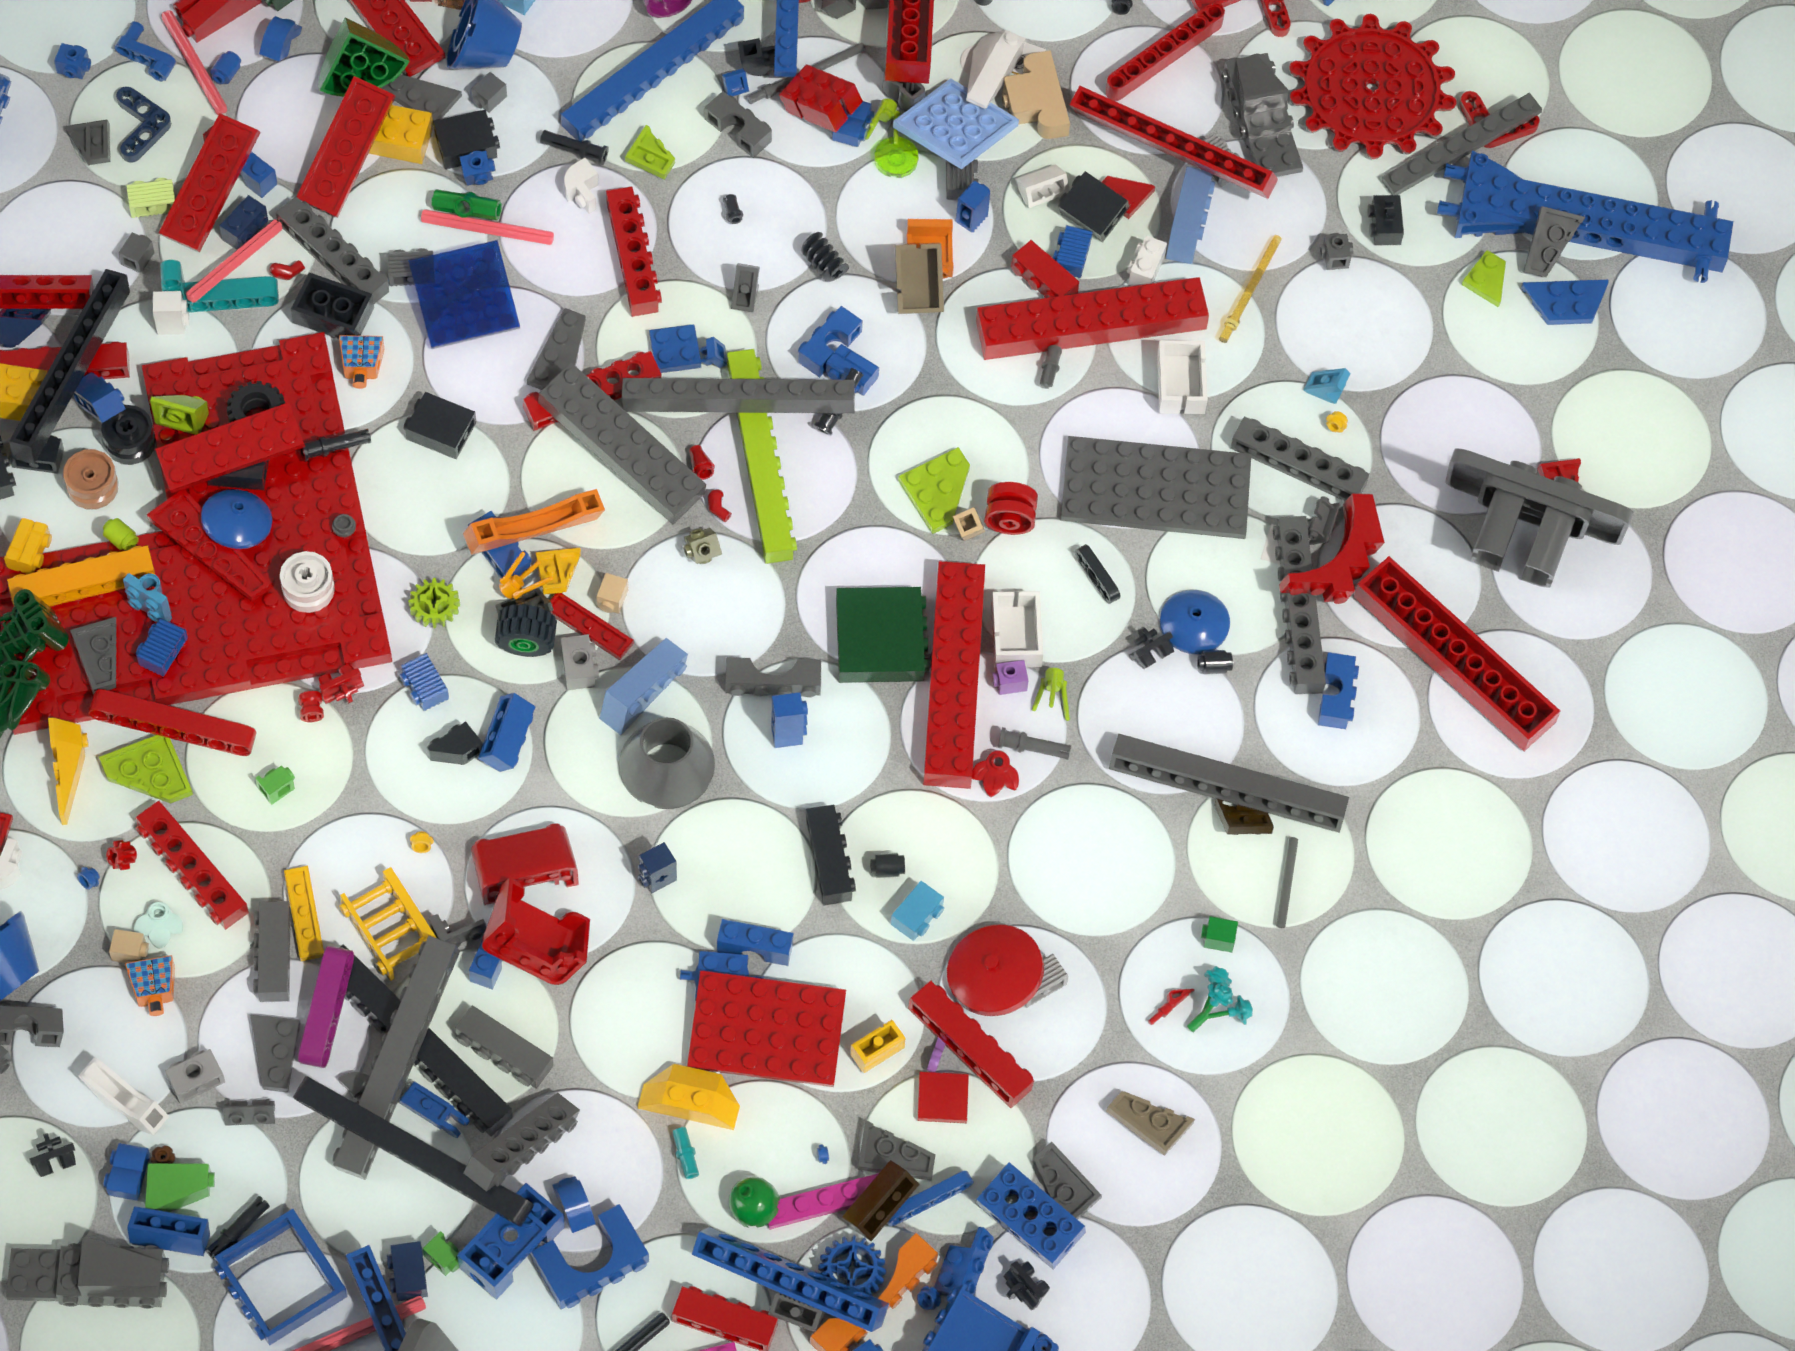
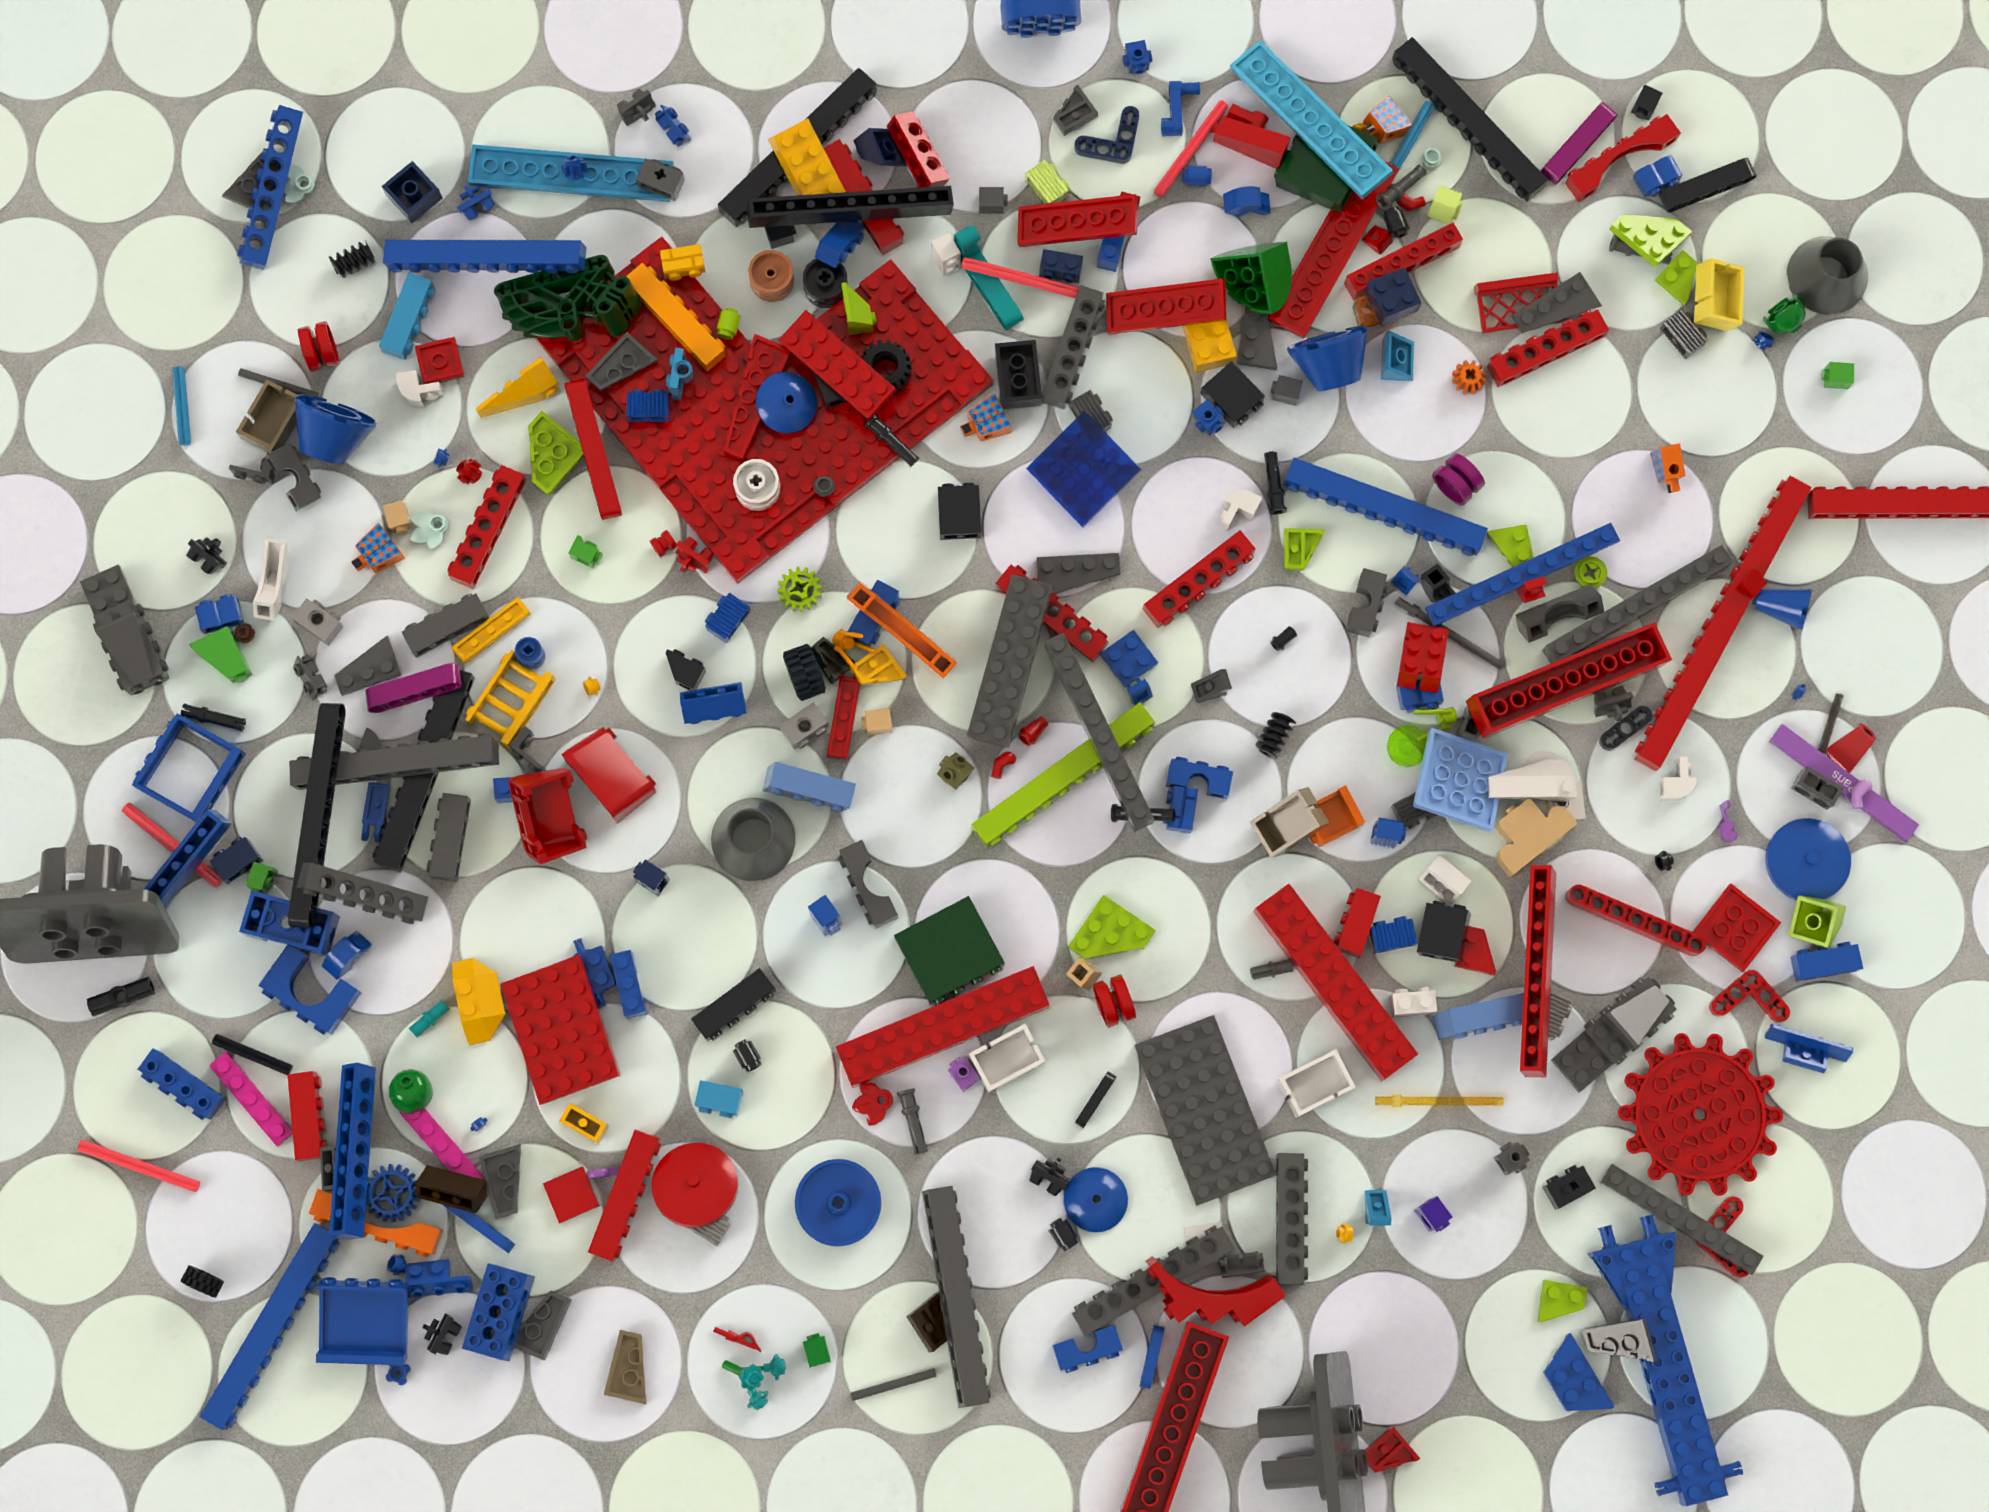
camera: 65 degrees right, 15 degrees up
(168, 1231) = (183, 669): blue brick -> none
(286, 272) = (1036, 321): red arm -> none
(352, 879) = (529, 653): none -> blue wheel
(454, 203) = (1170, 427): green piece -> none
(487, 227) = (1162, 454): coral axle -> none
(1053, 682) = (978, 1110): lime plant -> none
(1081, 845) = (838, 1202): none -> blue dish
(1357, 336) = (1434, 1214): none -> dark purple brick
(1373, 639) = (1152, 1356): none -> blue beam

